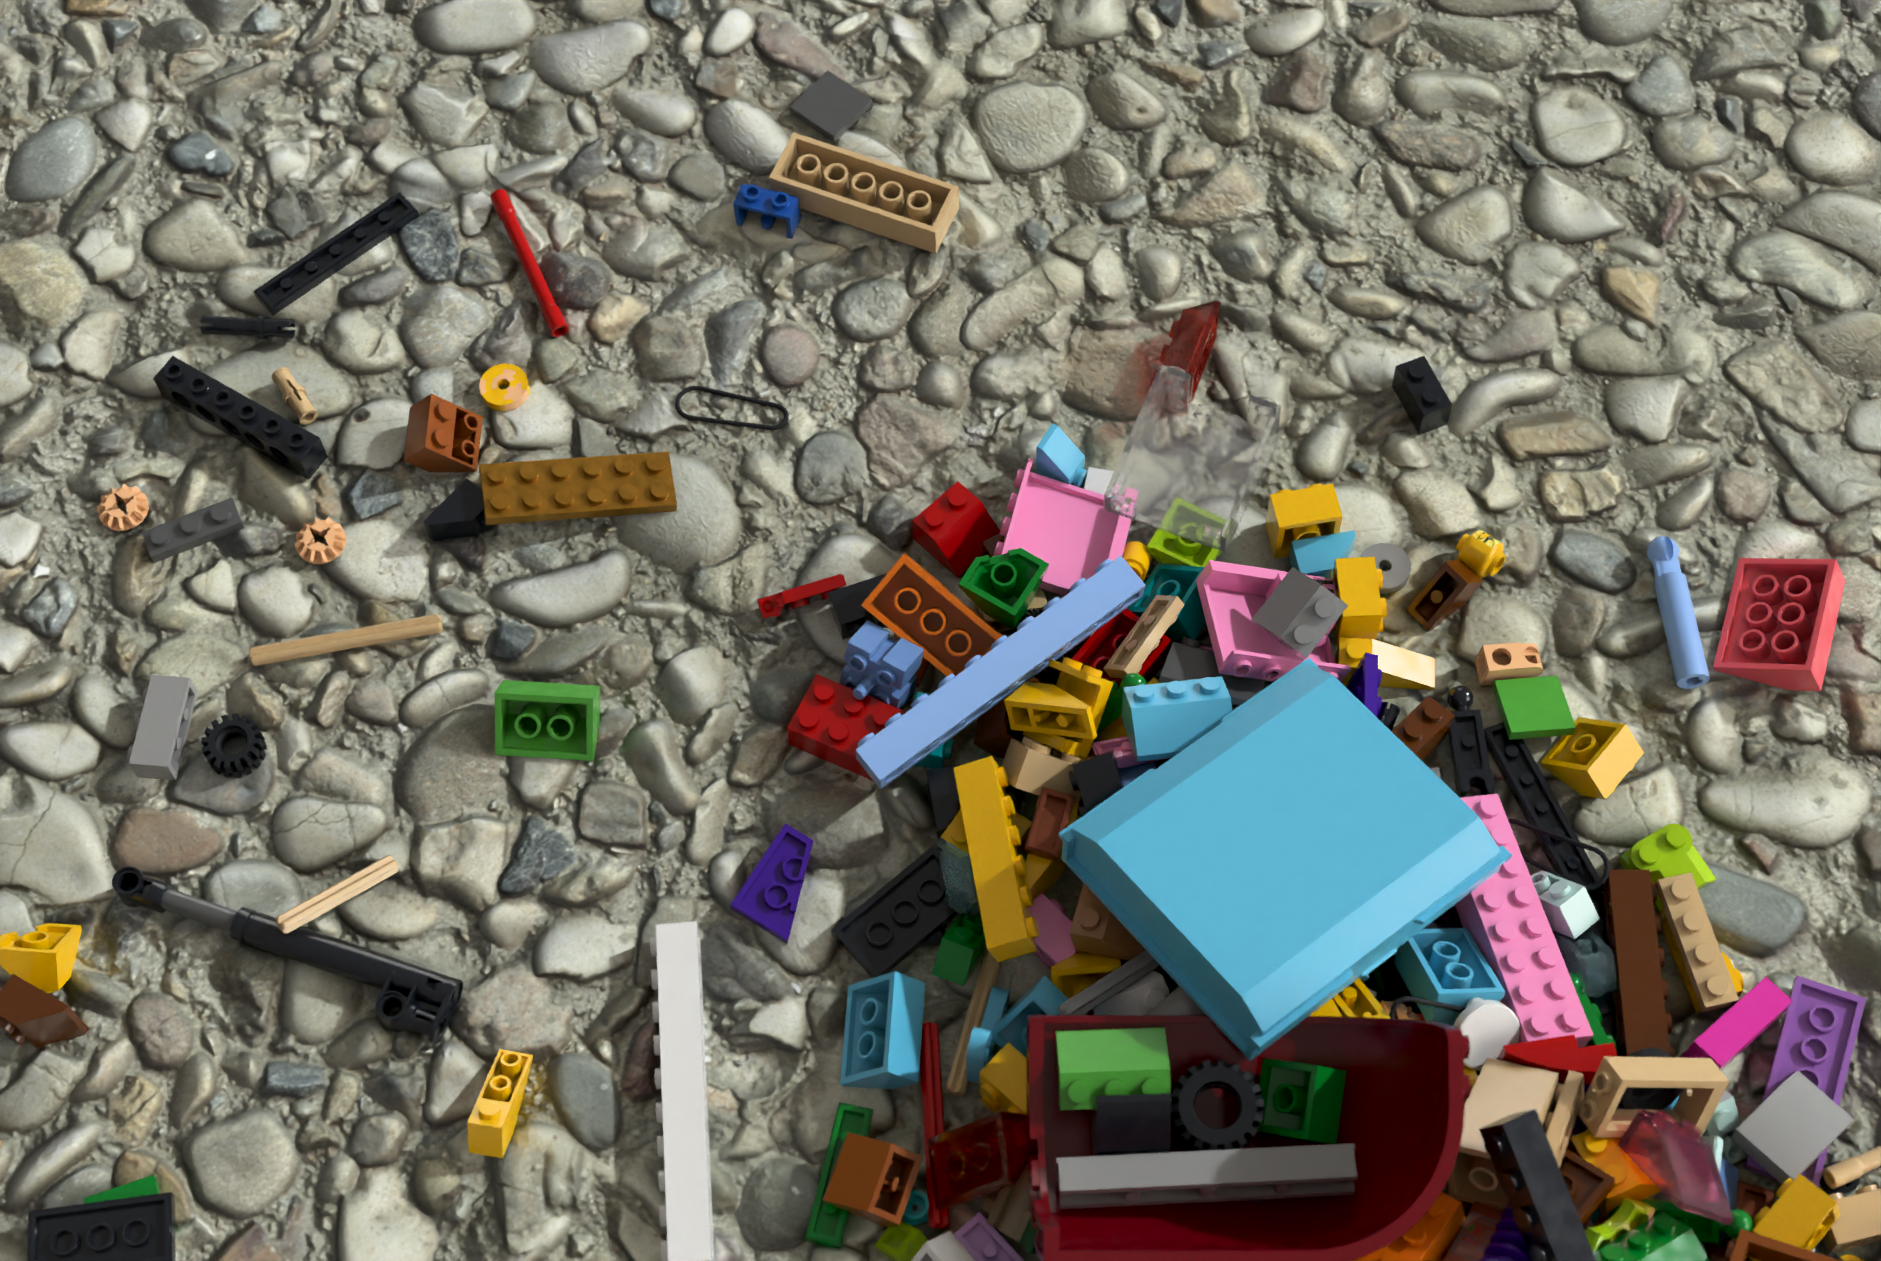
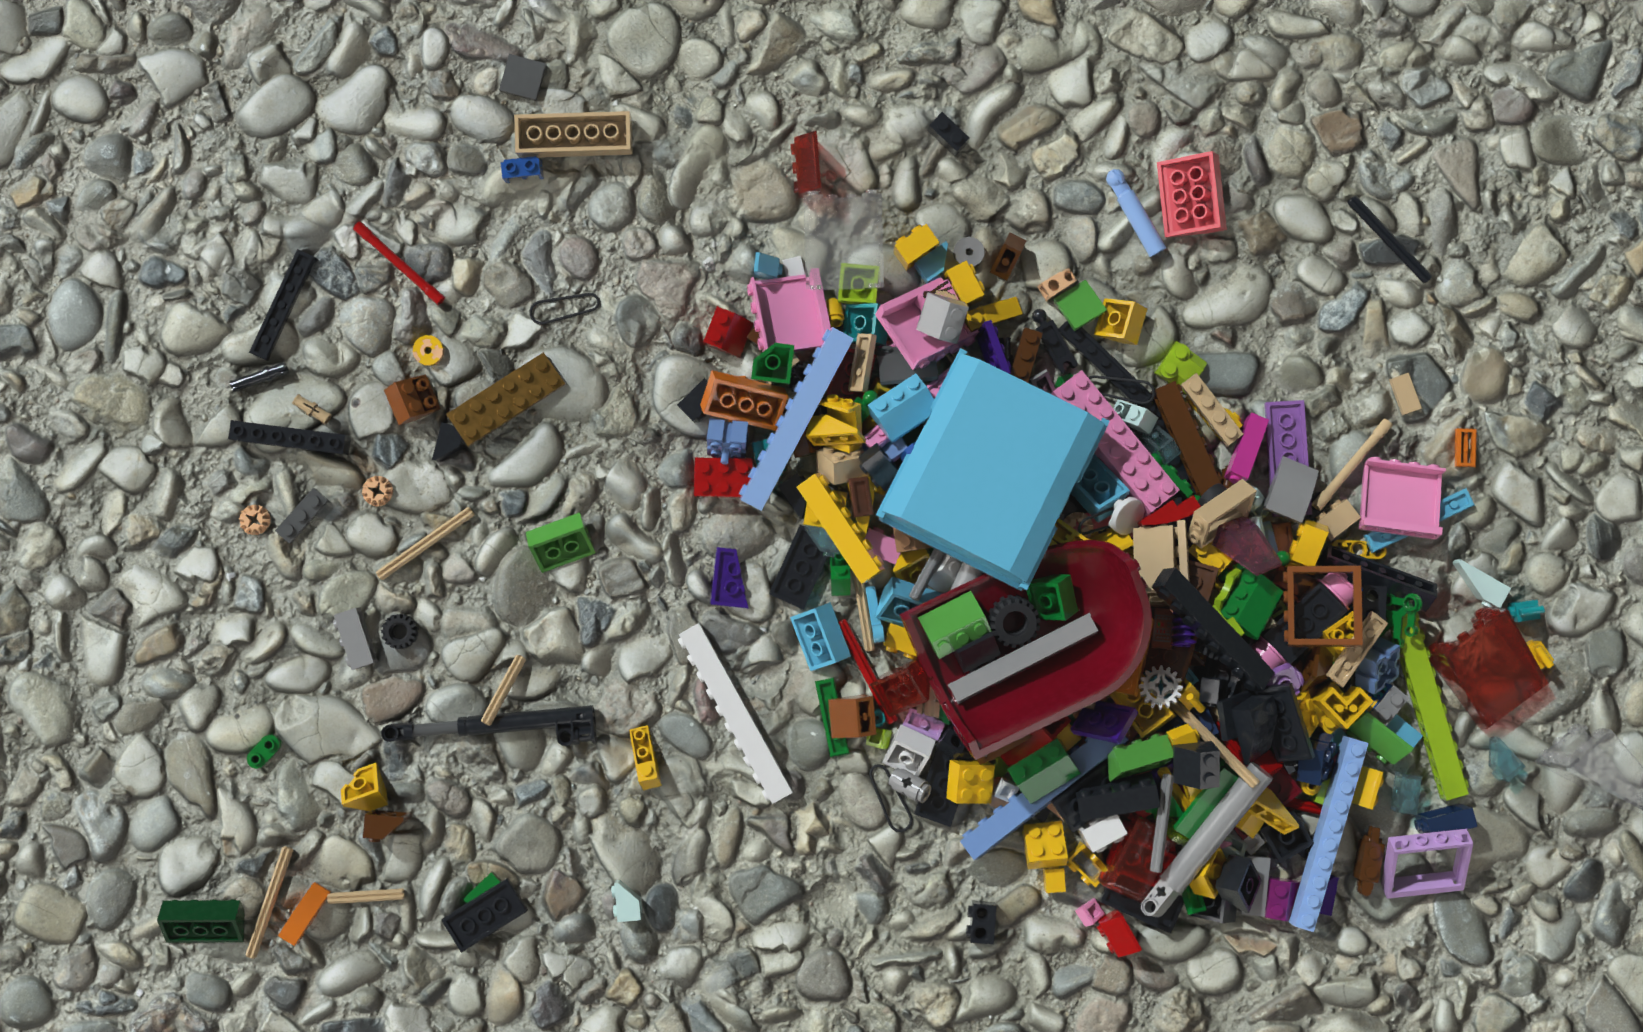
camera: 30 degrees left, 25 degrees up
(799, 596) = (661, 409): red hinge -> none
(1481, 553) = (1018, 223): yellow head -> none

